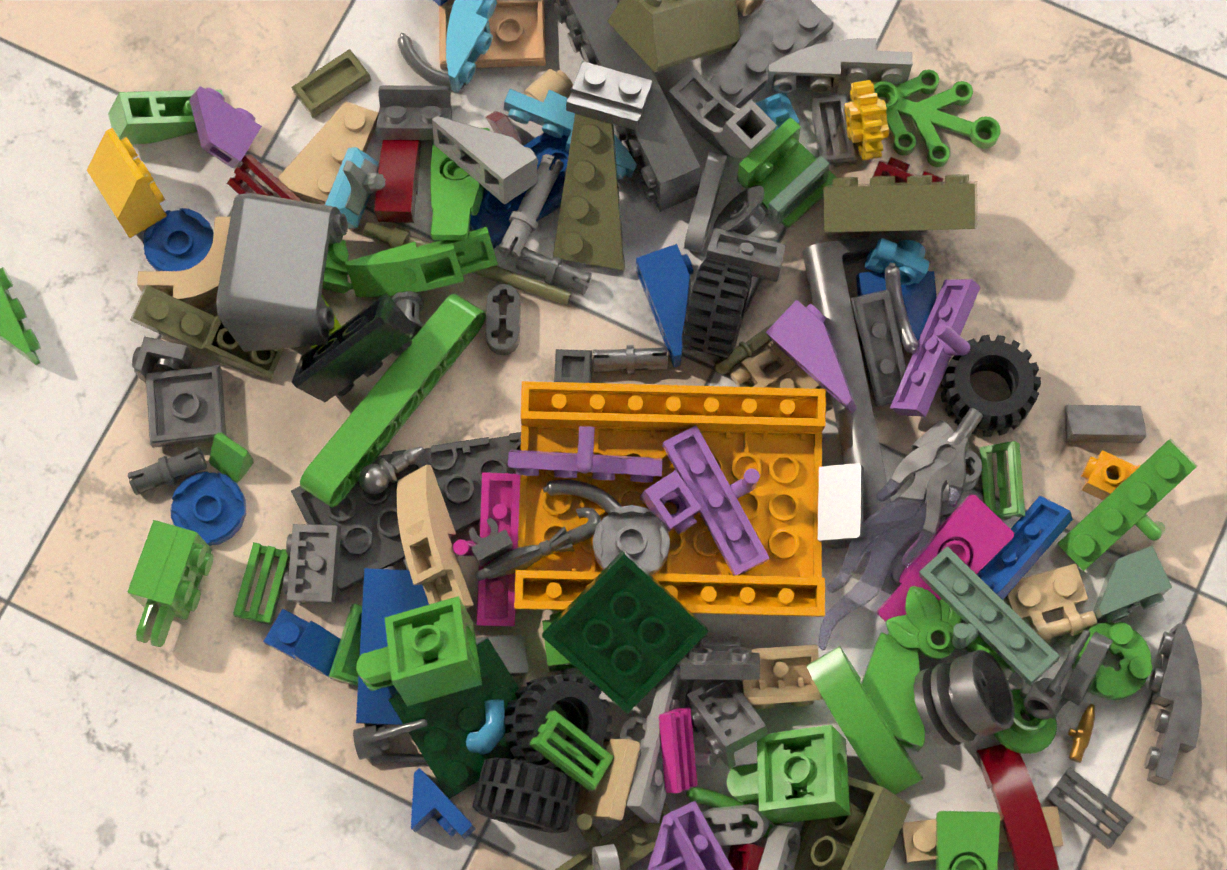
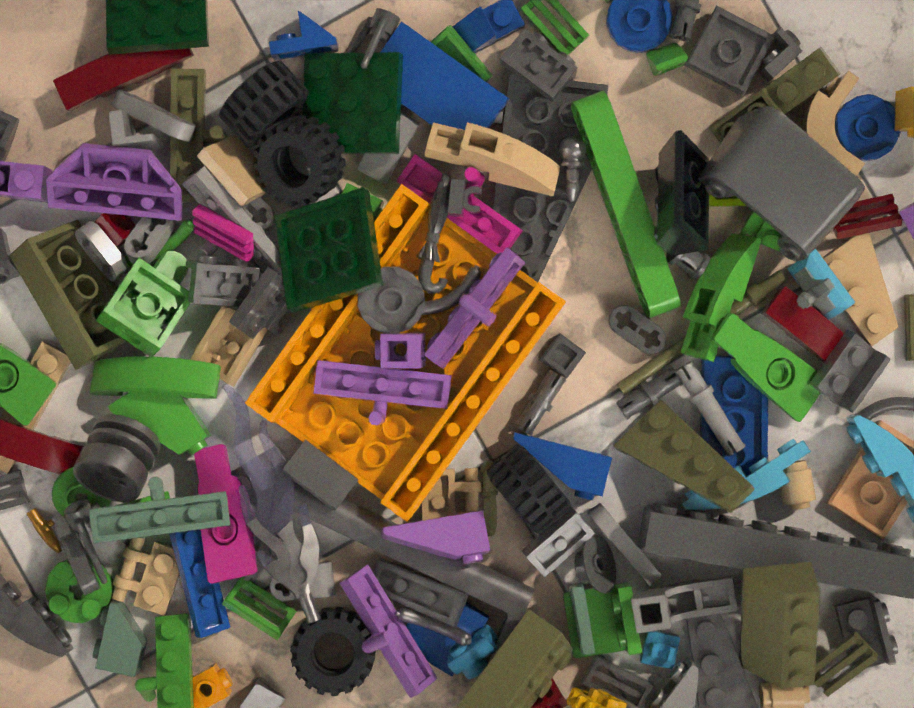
camera: 120 degrees right, 15 degrees up
(427, 653) = (408, 96): bright green brick -> none
(488, 157) = (767, 400): light grey slope -> none
(492, 732) = (323, 104): dark azure arm -> none
(501, 124) = (789, 432): tile -> none
(546, 733) = (290, 143): bright green tile -> none
(609, 95) = (748, 521): plate -> none
(922, 619) = (194, 472): bright green plate -> none

